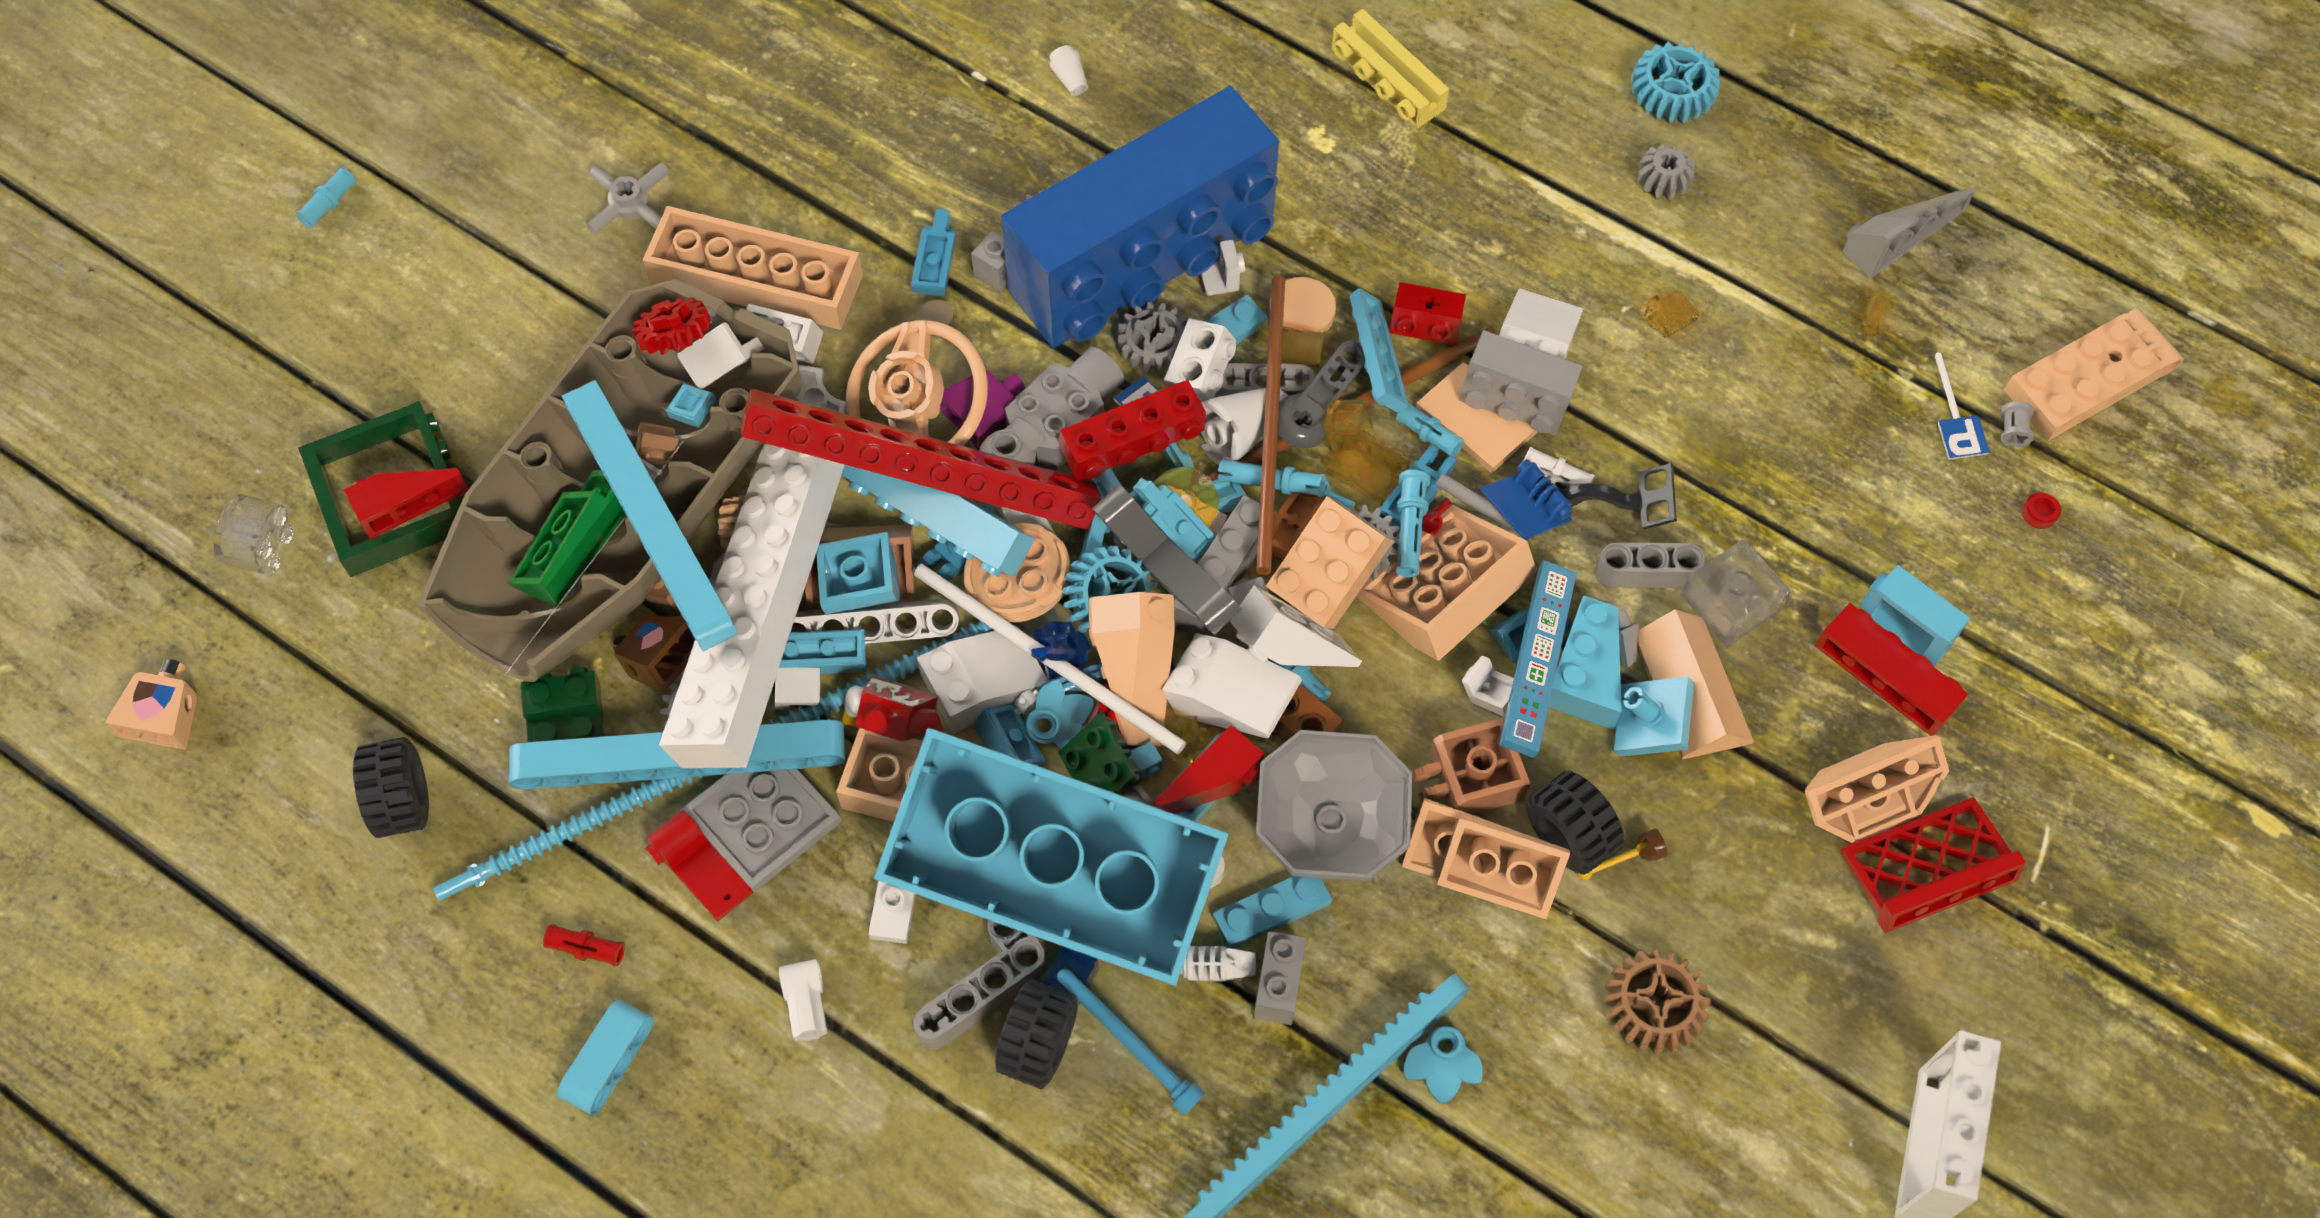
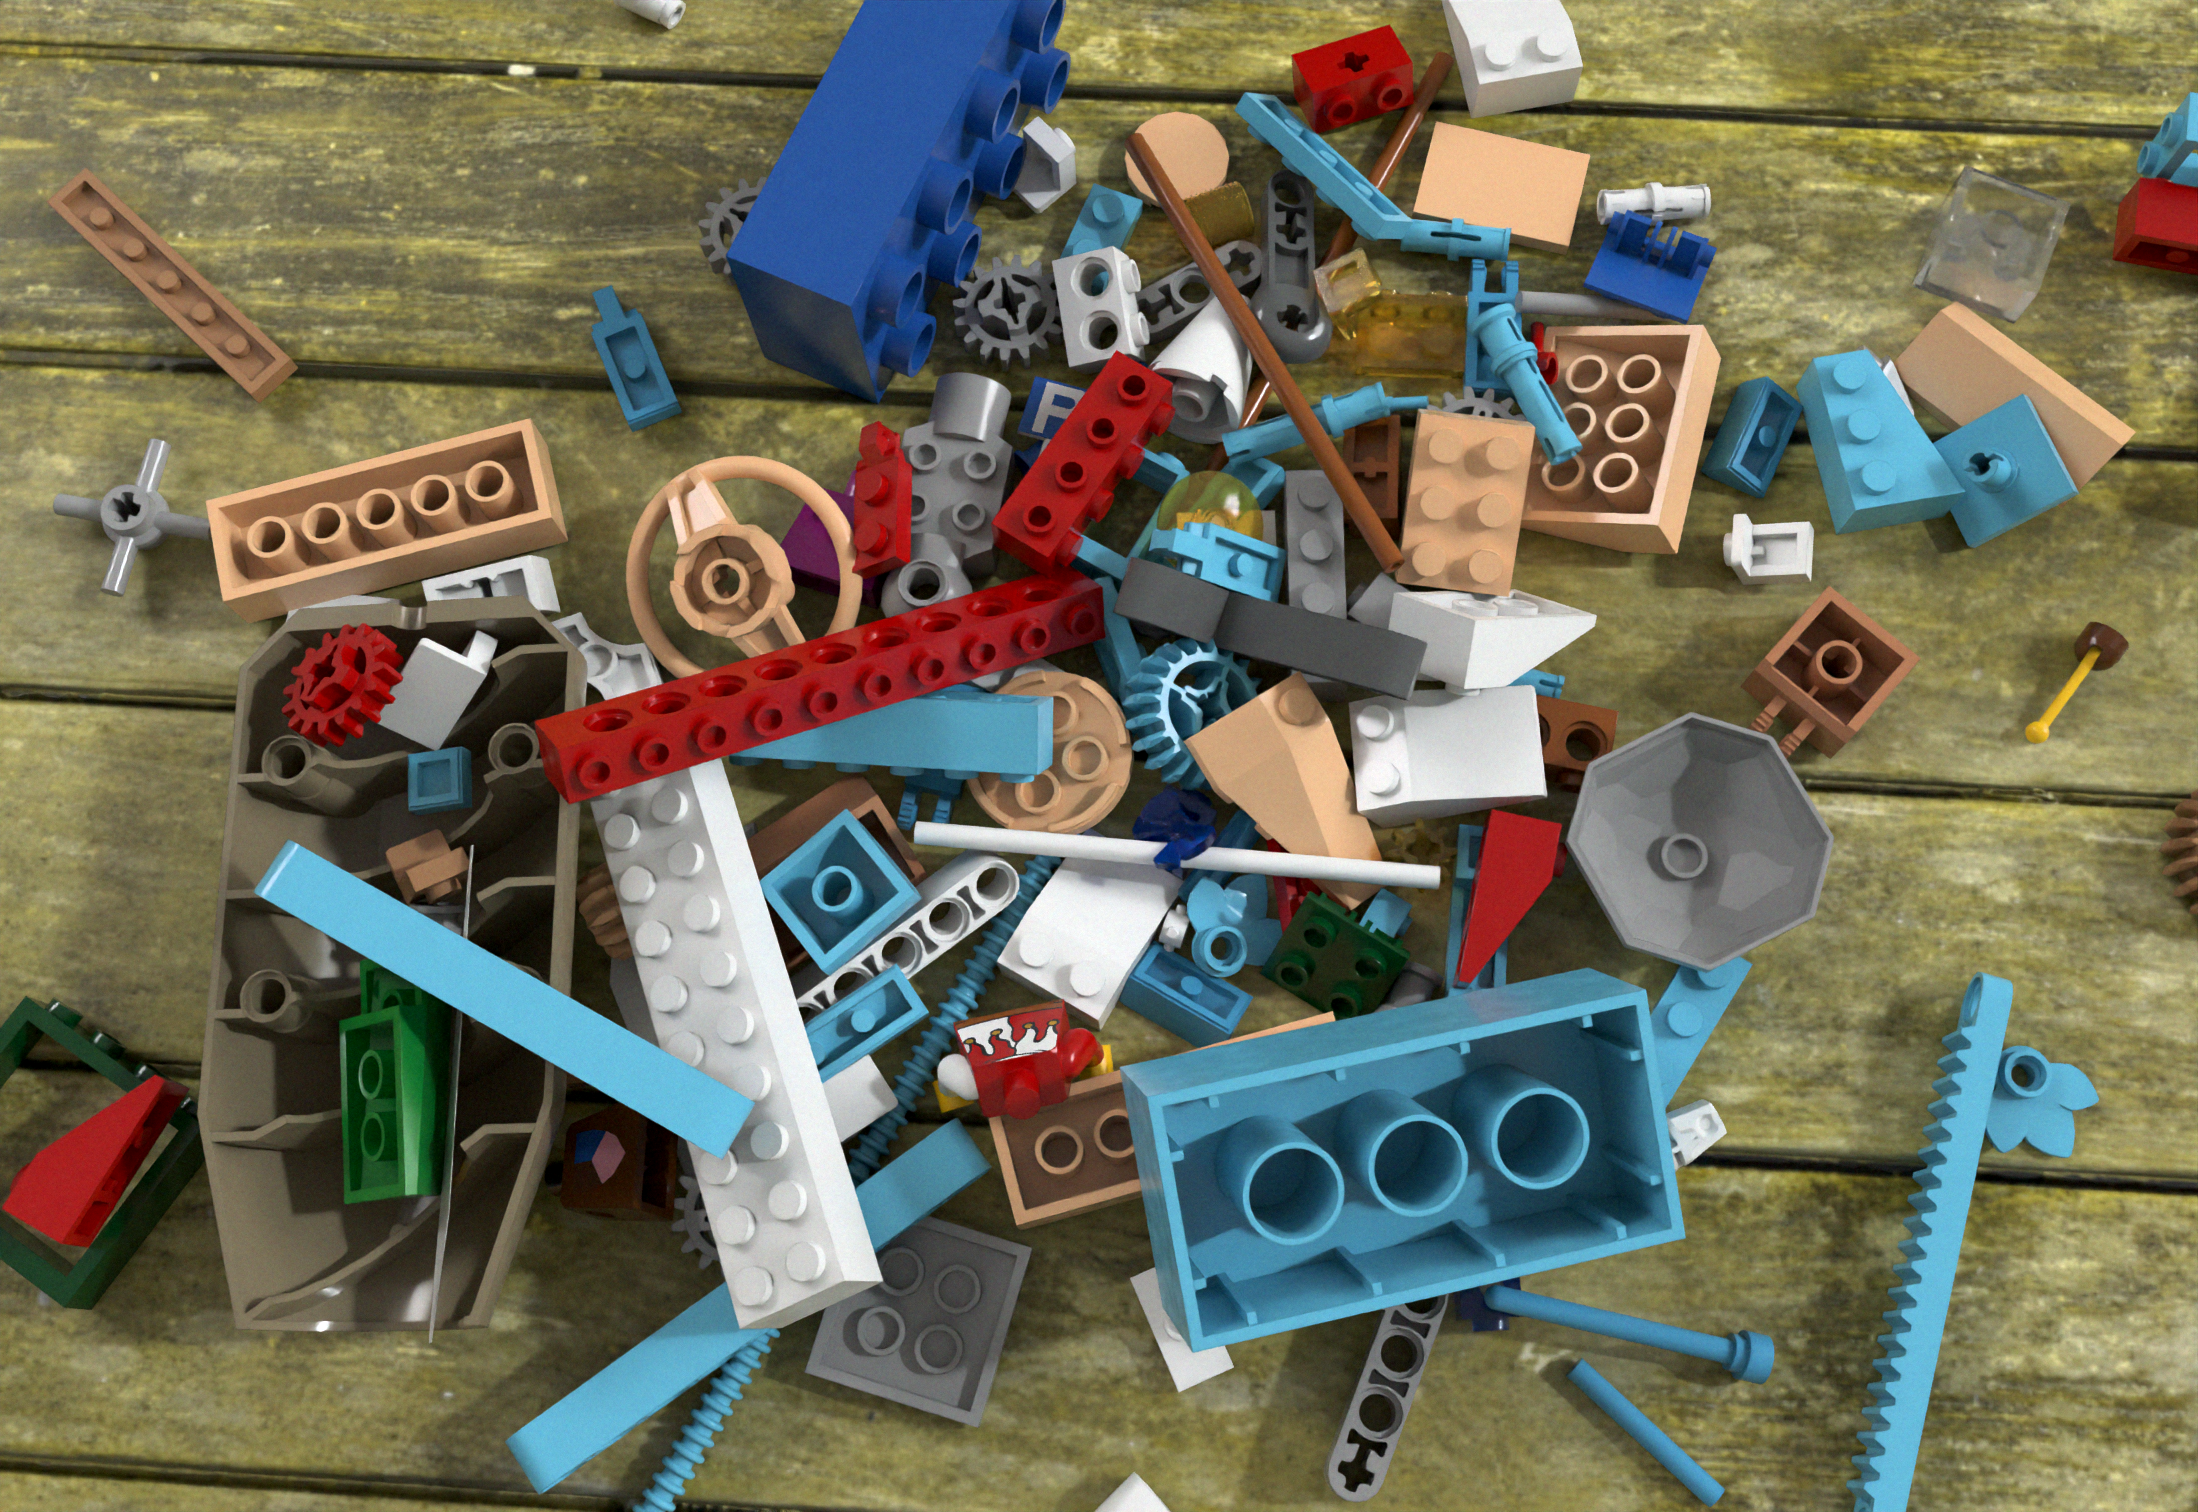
camera: 25 degrees left, 10 degrees up
(563, 706) = (545, 1332): dark green plate -> none
(697, 865) = (879, 1438): red door -> none
(723, 92) = (173, 285): none -> medium nougat plate
(937, 311) = (689, 445): dark tan tile -> none
(990, 262) = (721, 325): light grey brick -> none
(1012, 392) = (881, 503): none -> red hinge
(1036, 1033) = (1514, 1404): black tyre -> none
(1105, 1105) = (1645, 1432): none -> dark azure bar
(1279, 978) = (1763, 1116): light grey brick -> none
(1485, 859) = (1924, 790): light nougat slope -> none
(1519, 383) = (1544, 109): light grey brick -> none
(1538, 659) = (1816, 481): dark azure tile -> none
(1578, 818) = (2008, 677): black tyre -> none
(1637, 575) = (1869, 251): light grey beam -> none
(1638, 501) = (1779, 187): black piece -> none

